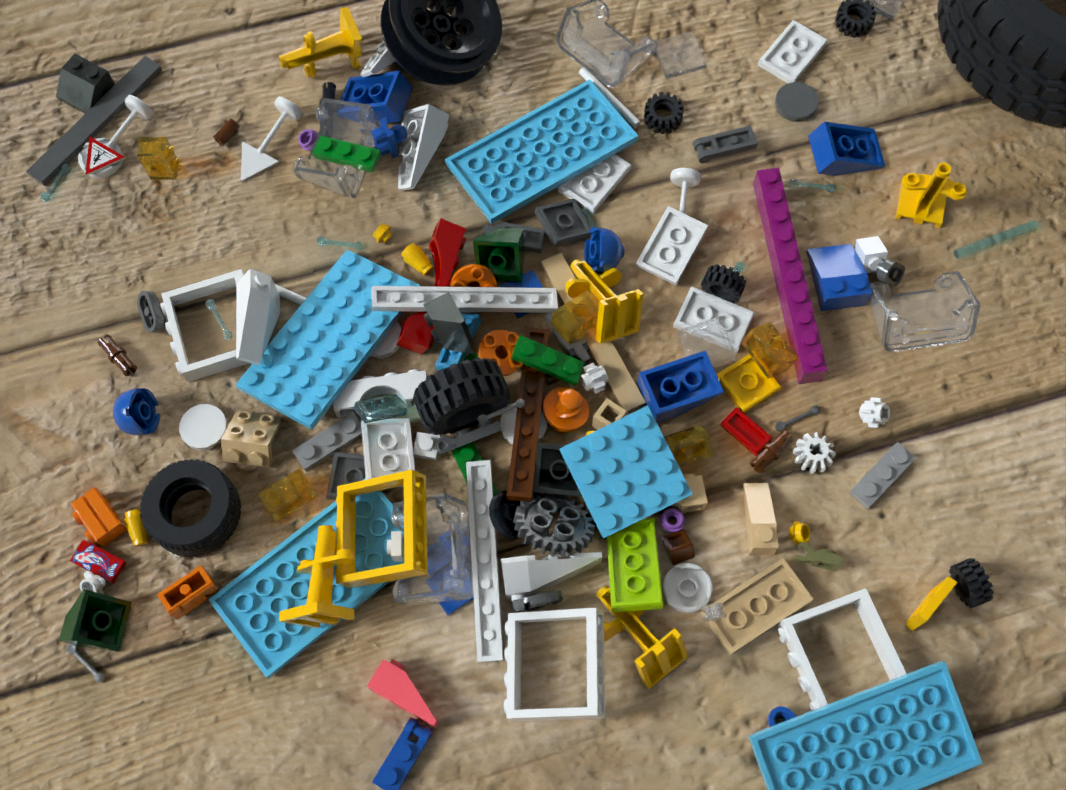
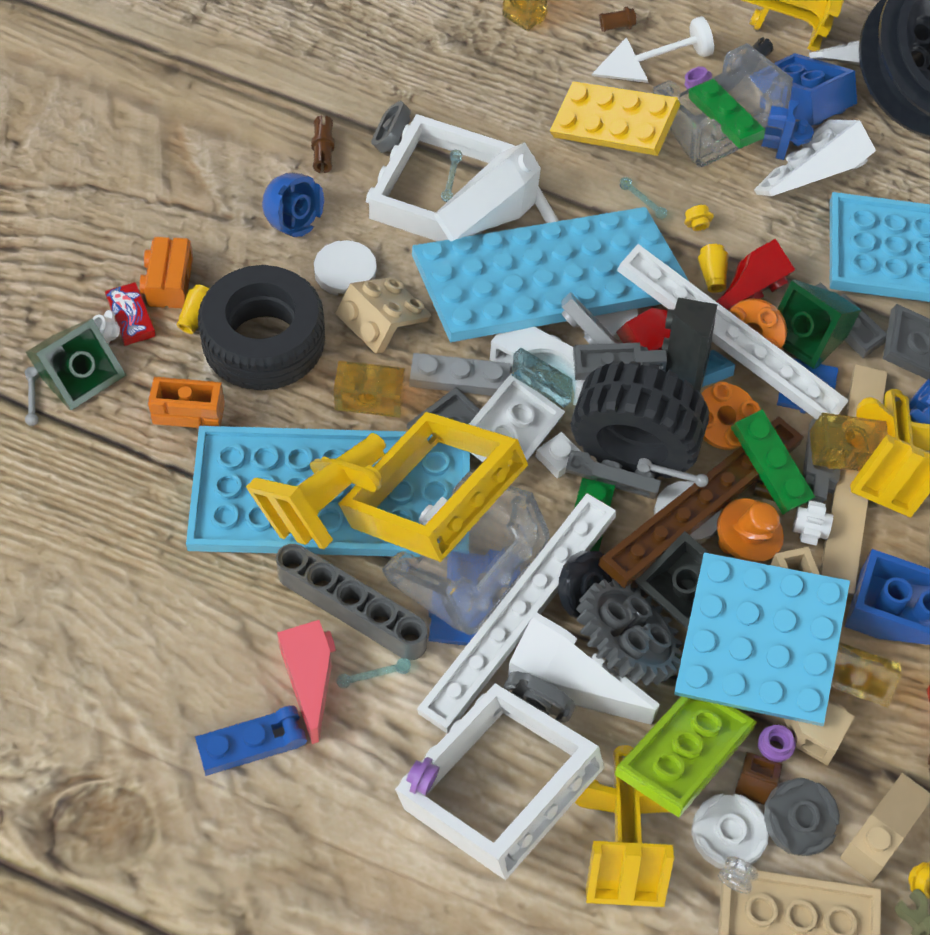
camera: 35 degrees right, 10 degrees down
(284, 206) = (615, 118): none -> yellow plate
(377, 626) = (357, 615): none -> dark grey beam
(391, 357) = (579, 315): none -> light grey plate
(416, 368) = (592, 356): none -> dark grey hinge
(446, 643) = (402, 666): none -> clear light blue hinge
(518, 701) = (422, 776): none -> medium lavender plate
(716, 551) = (801, 817): none -> dark grey tile

